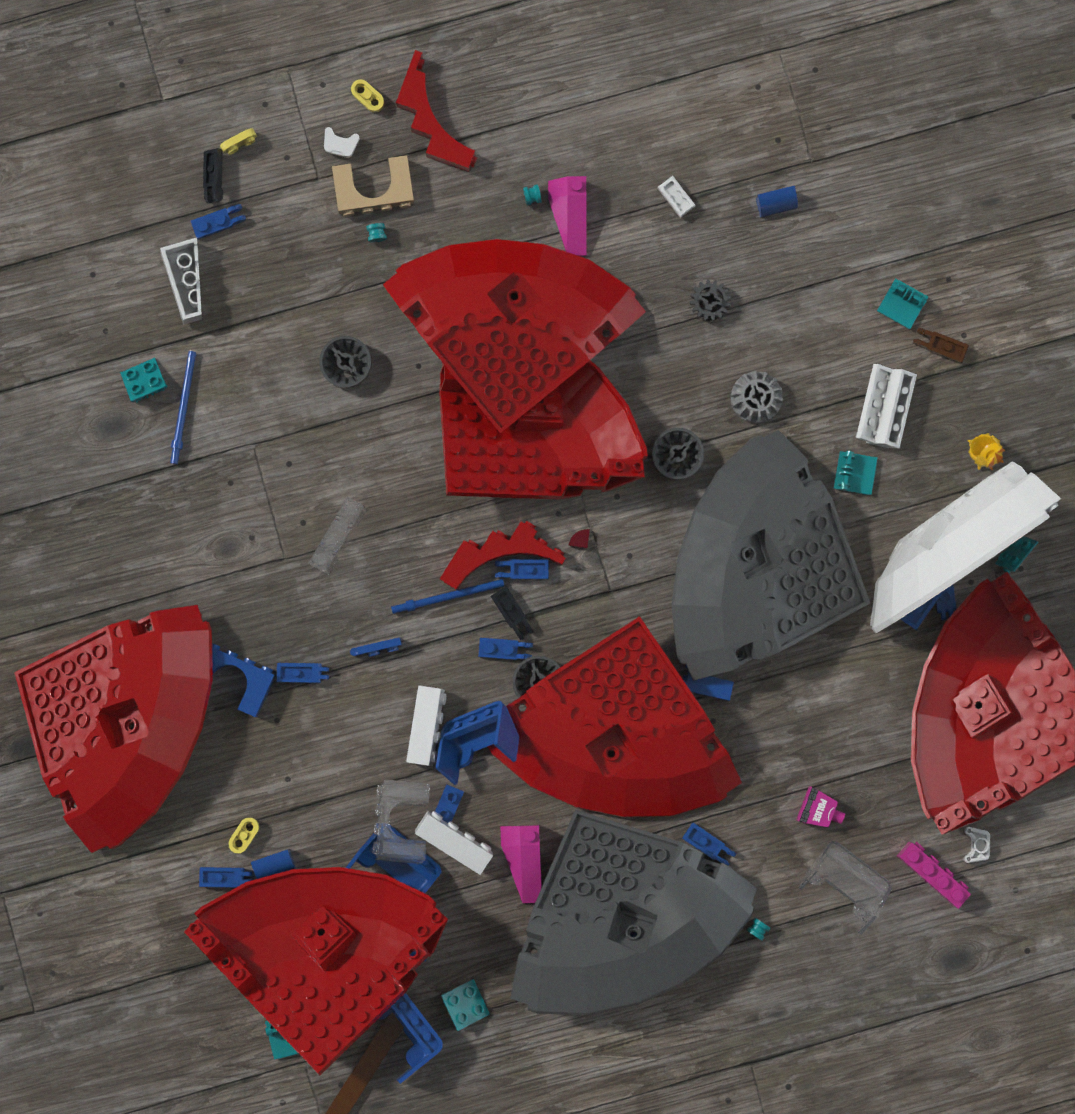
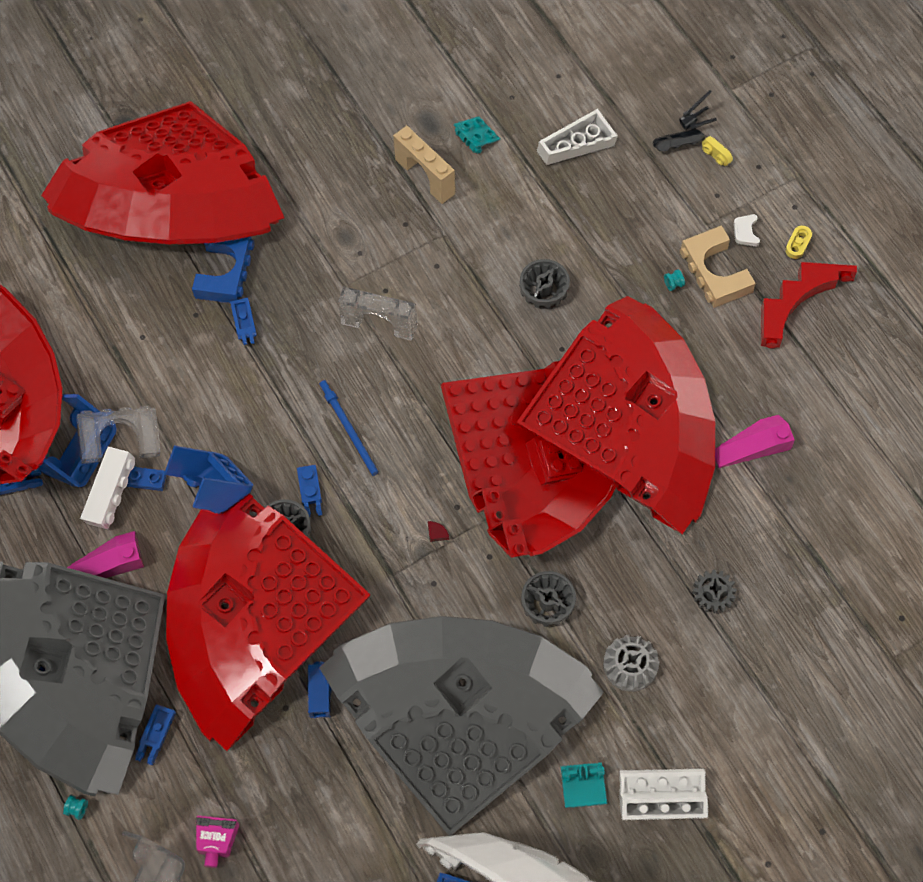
camera: 75 degrees right, 20 degrees down
(154, 453) = (412, 150): none -> tan arch
(177, 443) = (470, 168): blue bar -> none
(193, 157) = (689, 119): none -> black plant
(216, 221) = (638, 154): blue hinge -> none
(222, 876) = (39, 303): blue hinge -> none
(244, 835) = (82, 311): light yellow plate -> none
(273, 864) = (59, 342): blue brick -> none
(375, 648) = (281, 375): blue hinge -> none
(426, 725) = (218, 435): white brick -> none
(511, 611) = (347, 486): black hinge -> none
(522, 542) = (392, 437): red arch -> none
(524, 569) = (393, 488): blue hinge -> none
(532, 195) = (759, 402): teal wheel -> none
(676, 196) = (806, 533): white plate -> none
(777, 201) = (838, 630): blue brick -> none
(902, 303) = (779, 787): teal hinge -> none
(942, 345) = (749, 842): reddish brown hinge -> none

